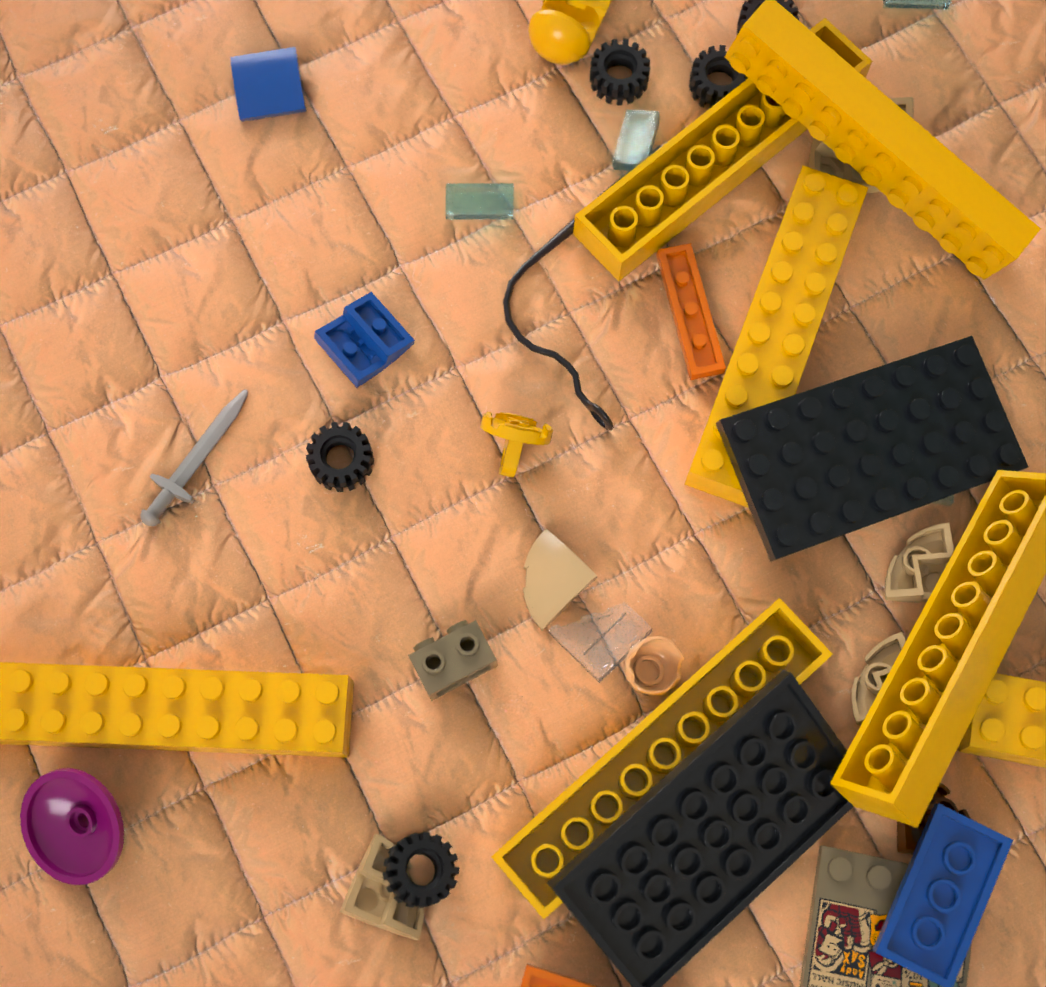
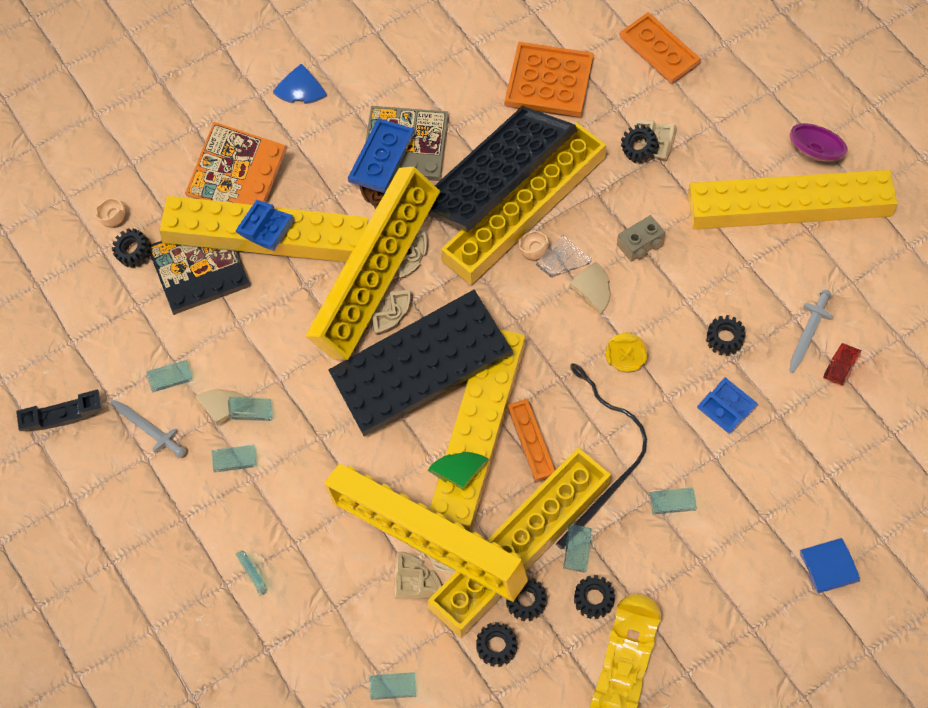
camera: 175 degrees right, 10 degrees down
(158, 383) = (842, 364): none -> clear red slope
(819, 238) = (458, 468): none -> green brick

